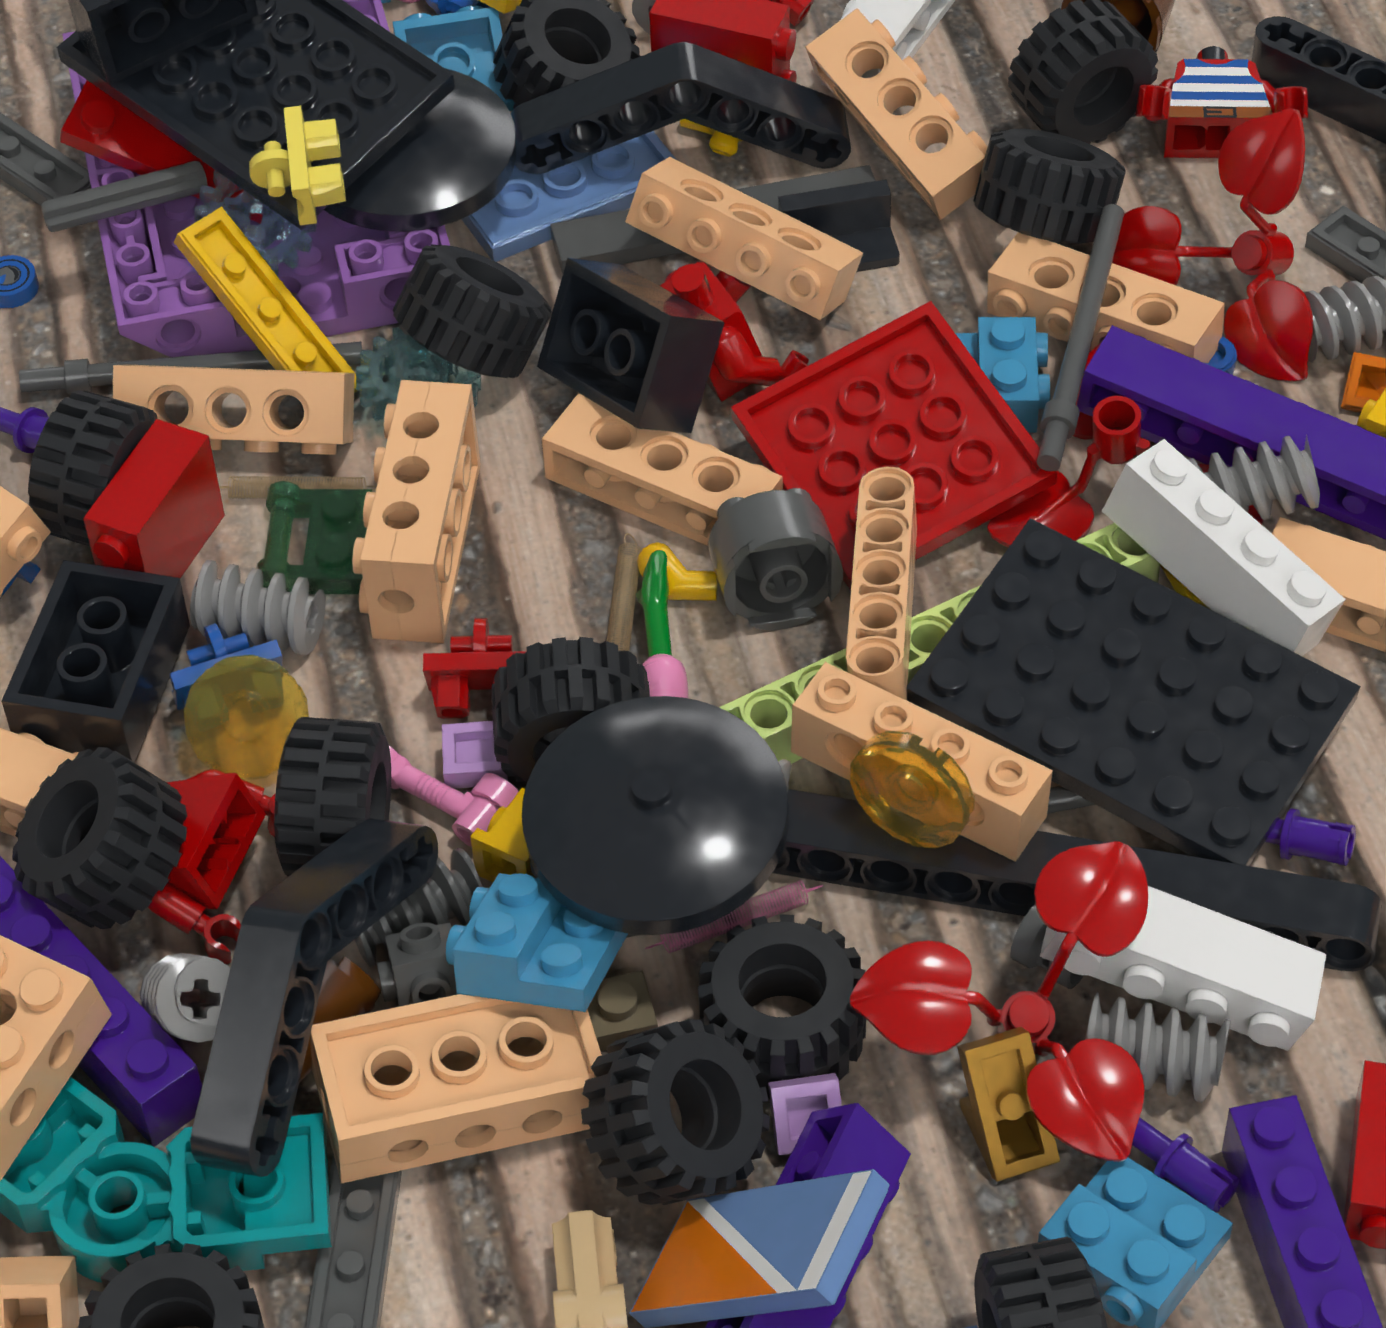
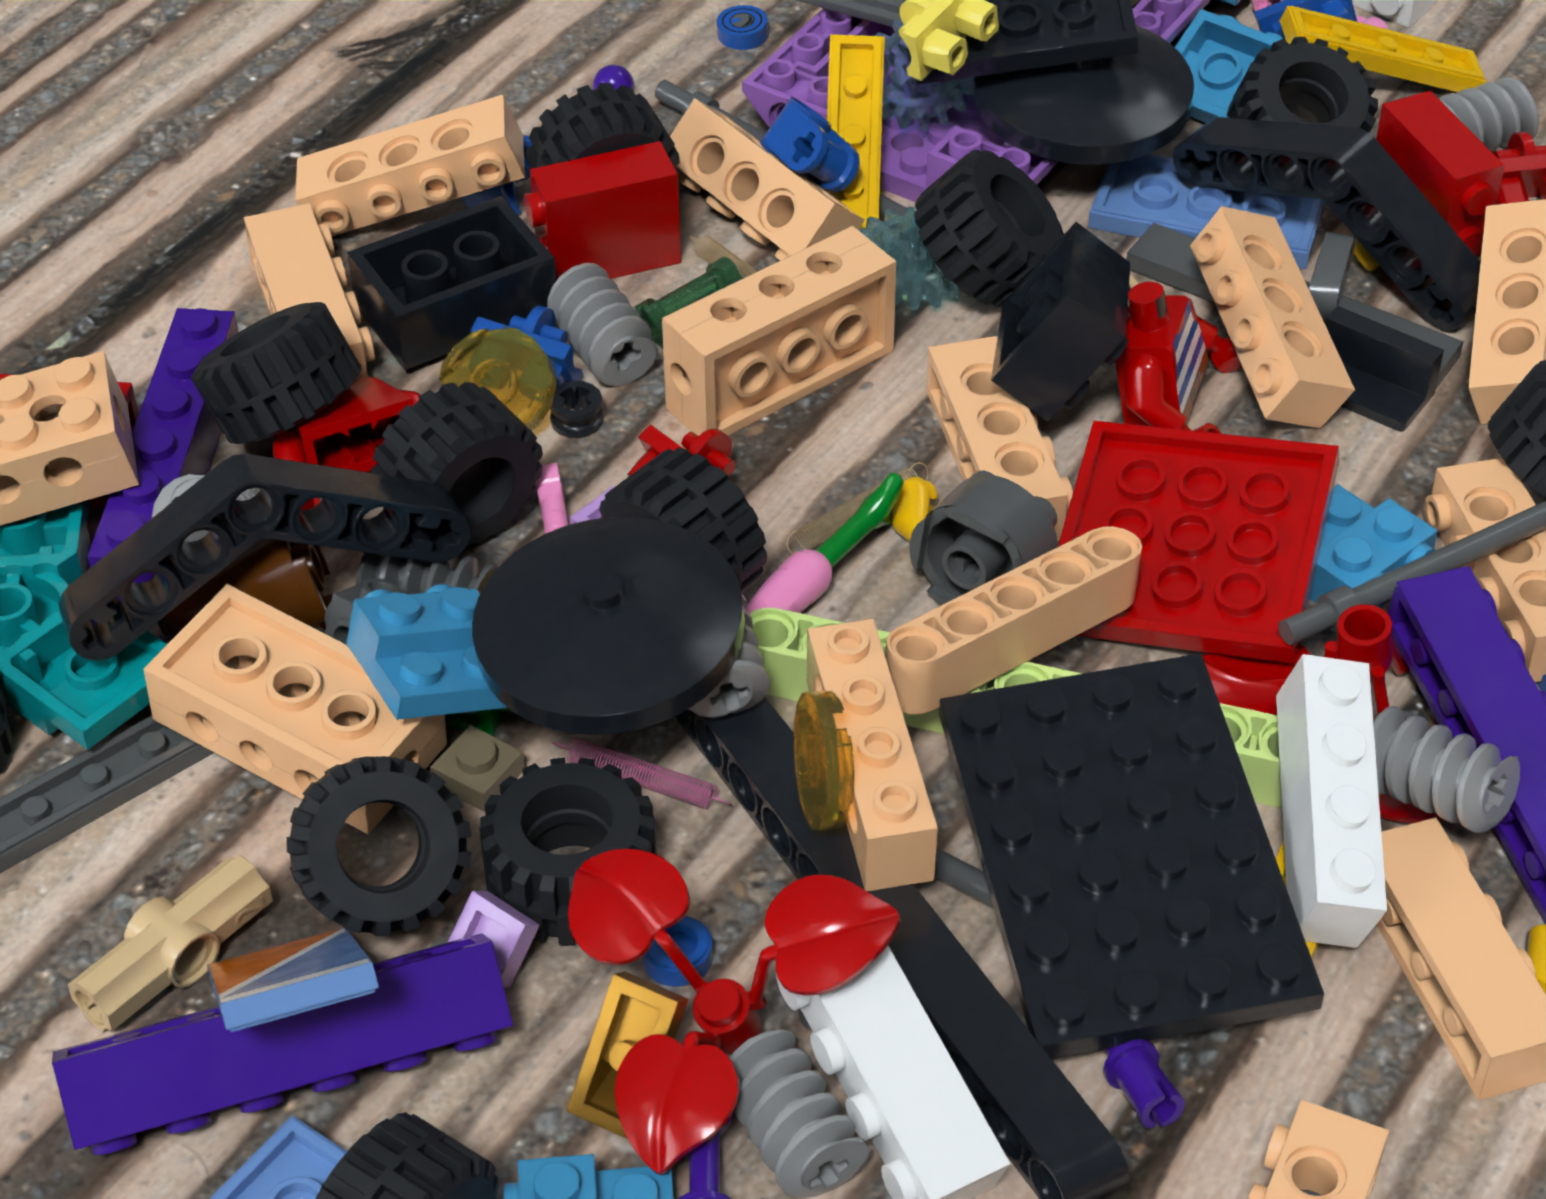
camera: 45 degrees right, 5 degrees down
(250, 341) = (811, 146): none -> blue piece
(325, 675) = (576, 422): none -> black bush
(736, 167) = (1331, 271): none -> dark grey beam

